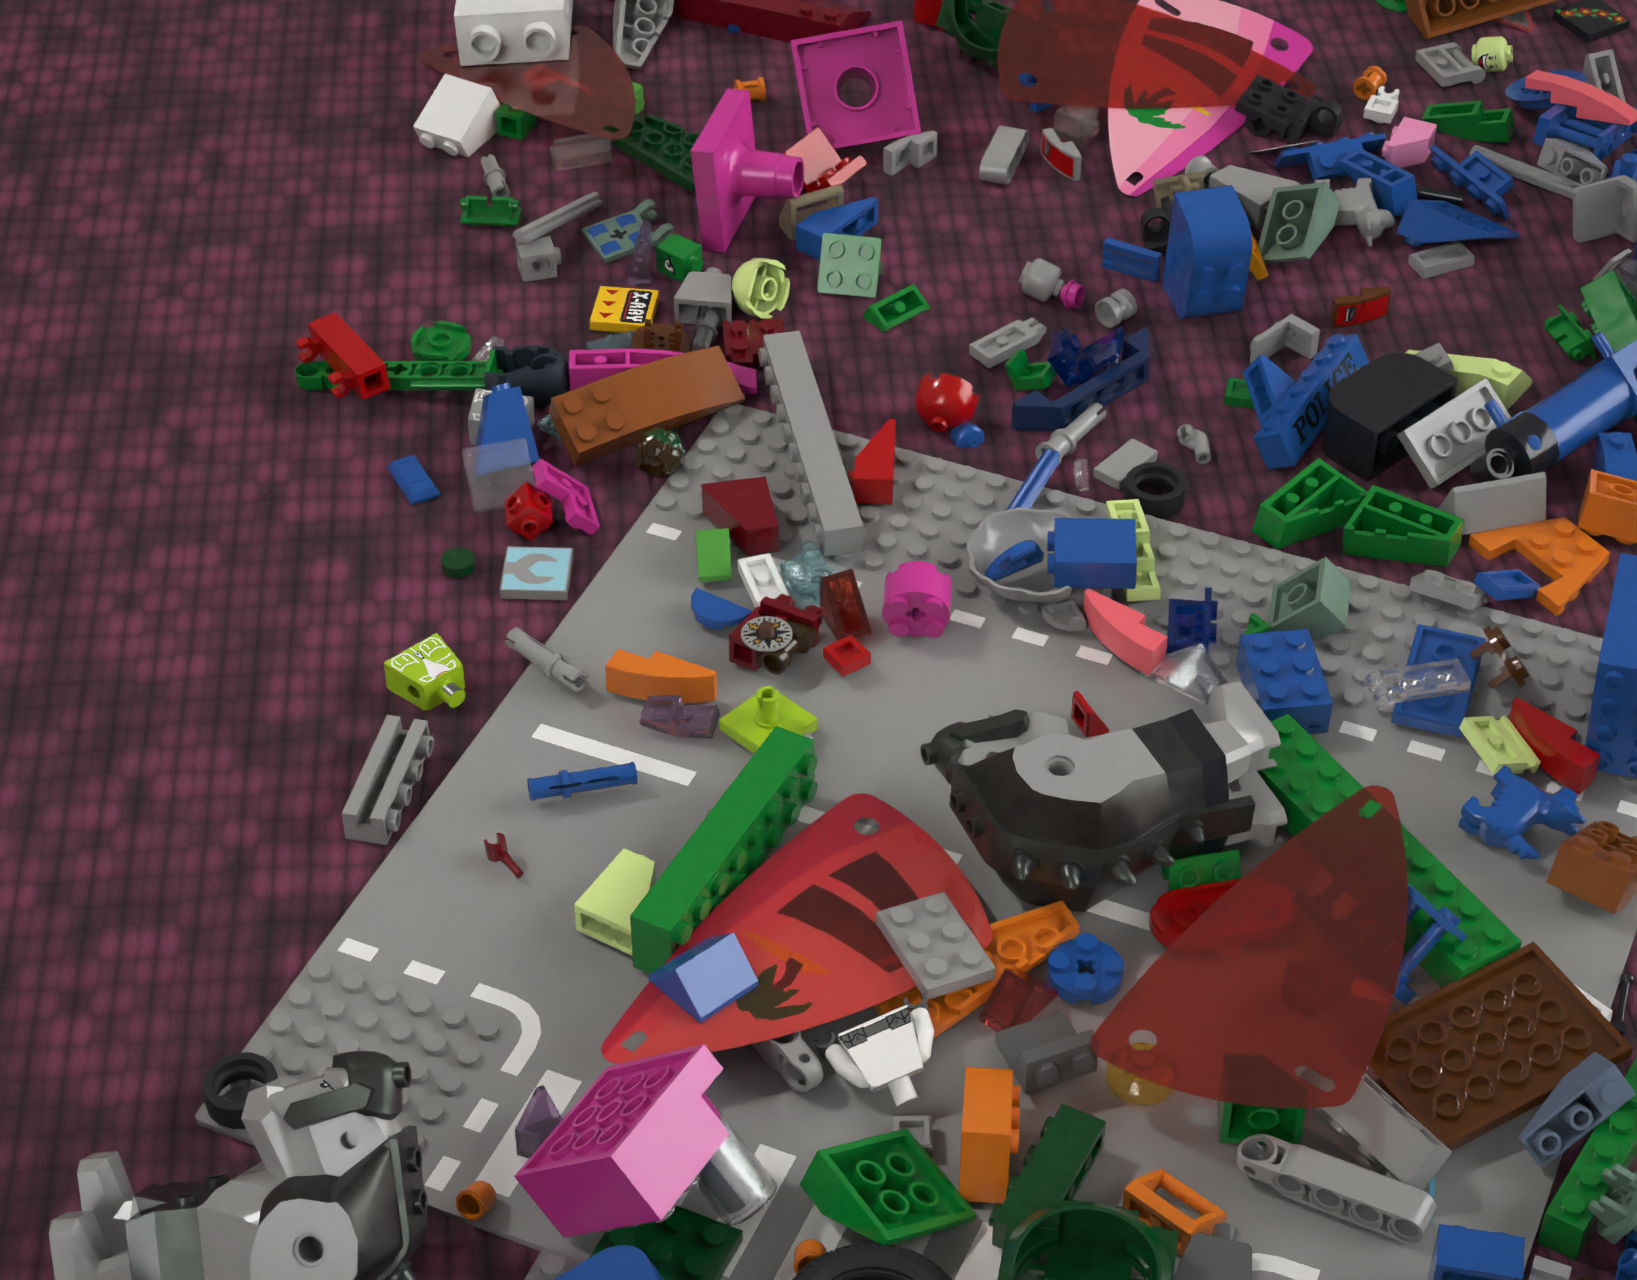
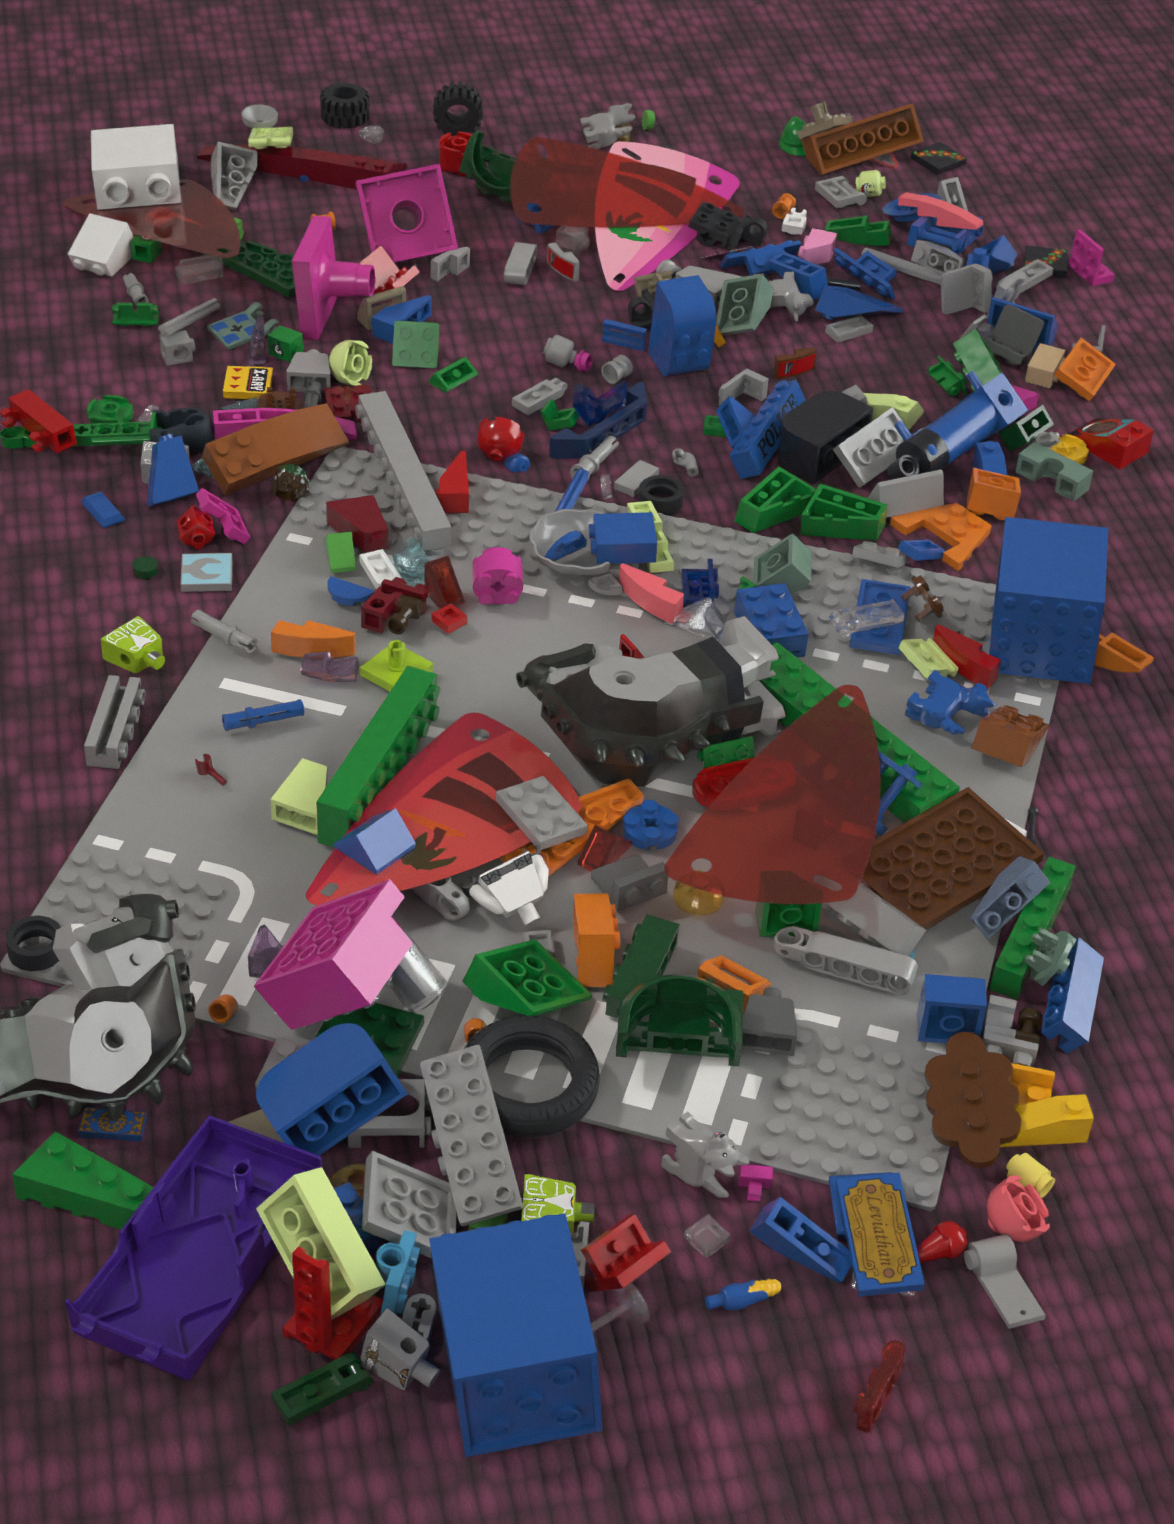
camera: 10 degrees left, 0 degrees up
(496, 472) = (167, 501): clear tile -> none
(766, 634) = (389, 604): piece -> none

